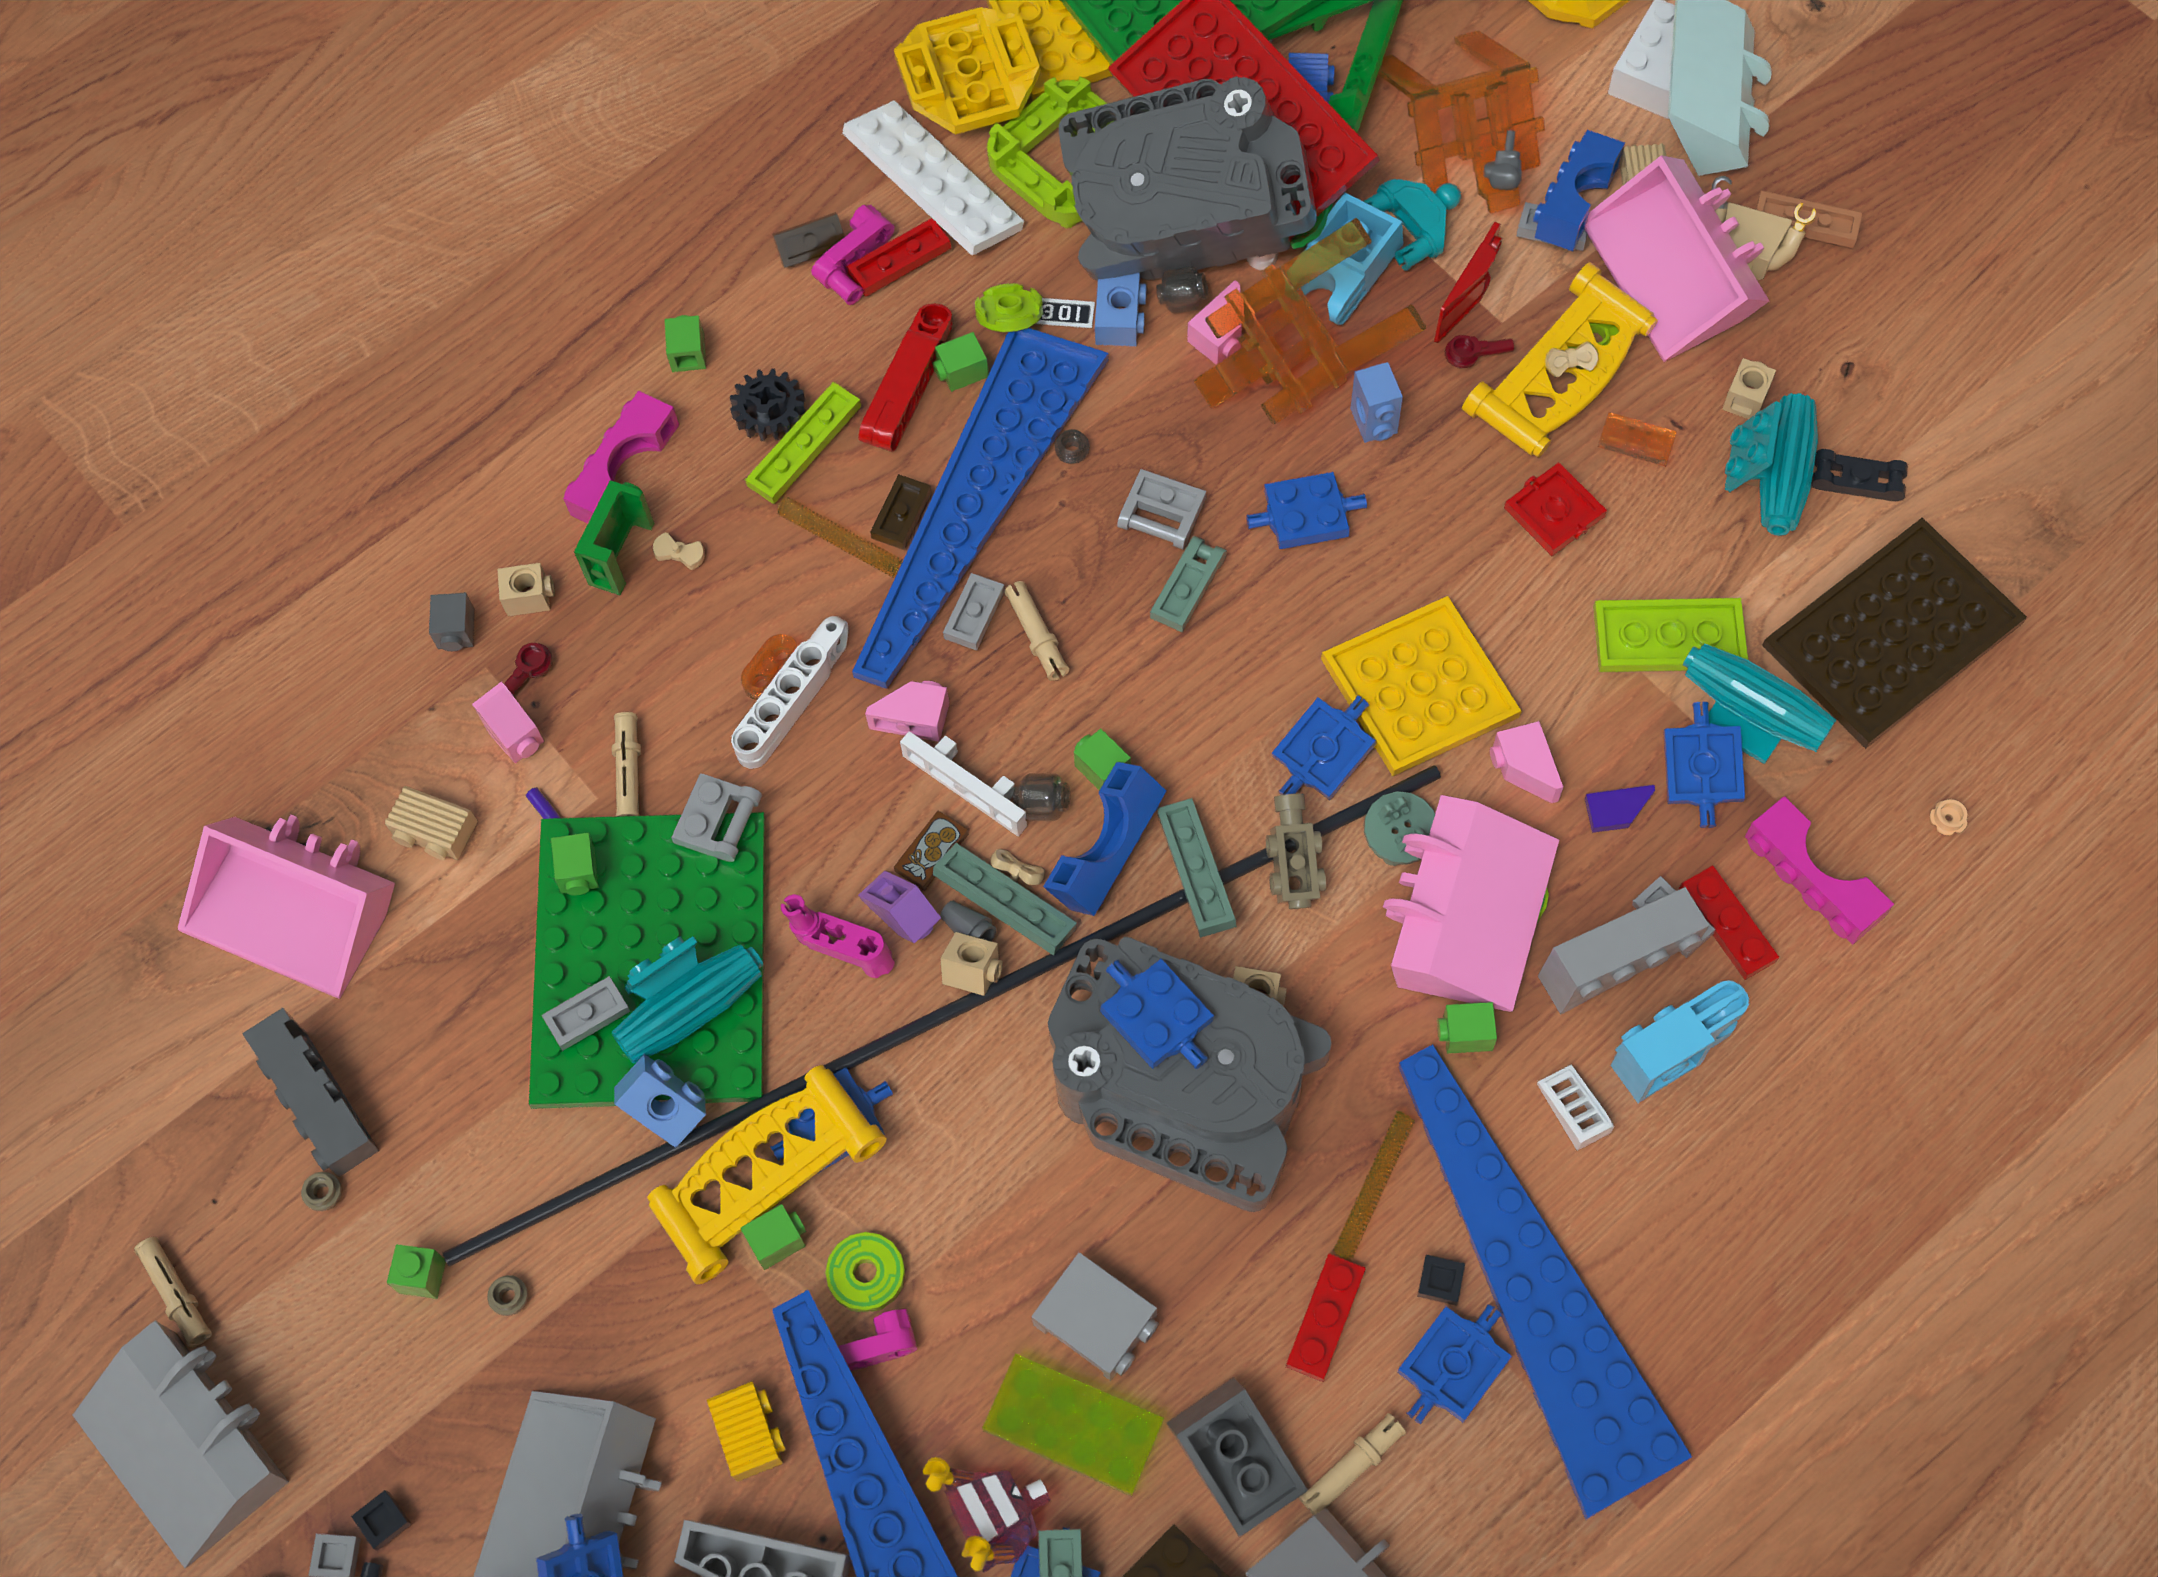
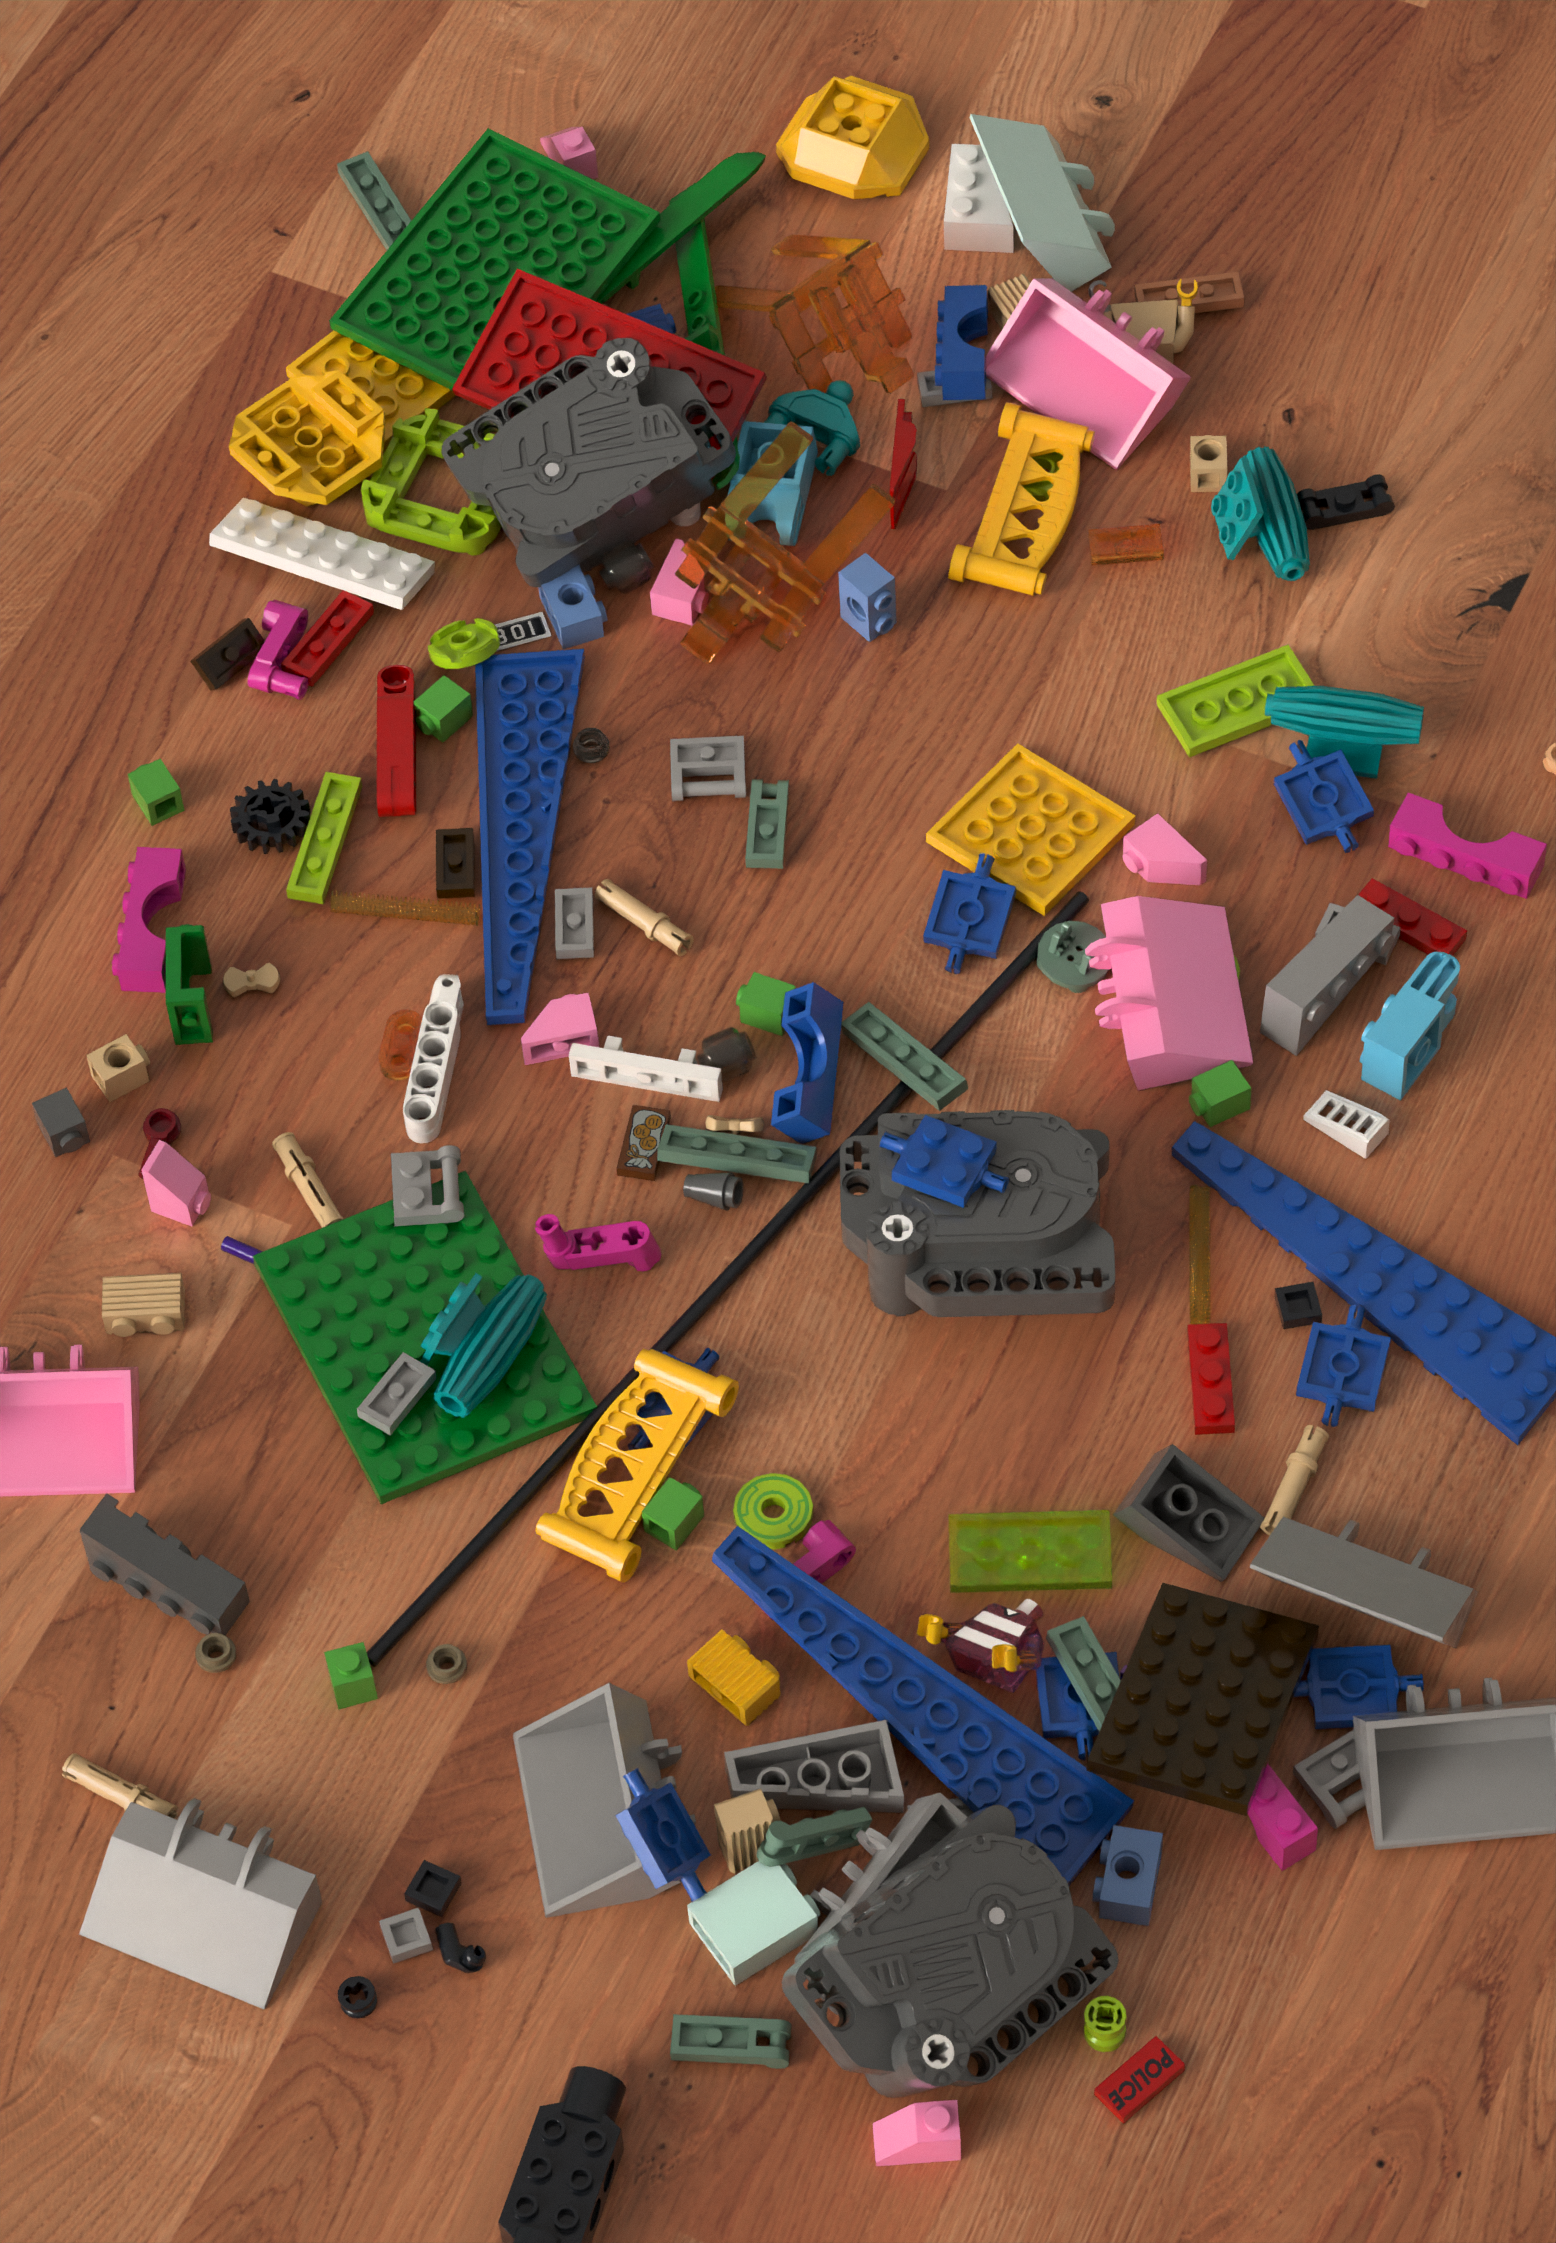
camera: 25 degrees left, 10 degrees down
(574, 863) = (314, 1272): bright green brick -> none
(667, 1119) = (487, 1431): medium blue brick -> none
(900, 906) = (643, 1196): medium lavender slope -> none
(970, 964) = (737, 1216): tan brick -> none
(1096, 1316) = (1006, 1454): light grey panel -> none
(1299, 864) = (1001, 1013): dark tan brick -> none
(1306, 510) = (846, 719): blue plate -> none
(1464, 350) = (925, 525): dark red plate -> none
(1506, 170) = (889, 346): dark grey piece -> none
(1555, 509) = (1079, 632): red plate -> none
(1559, 360) = (1021, 499): tan piece -> none
(1616, 807) = (1261, 865): dark purple tile -> none
(1894, 632) = (1439, 622): dark brown plate -> none

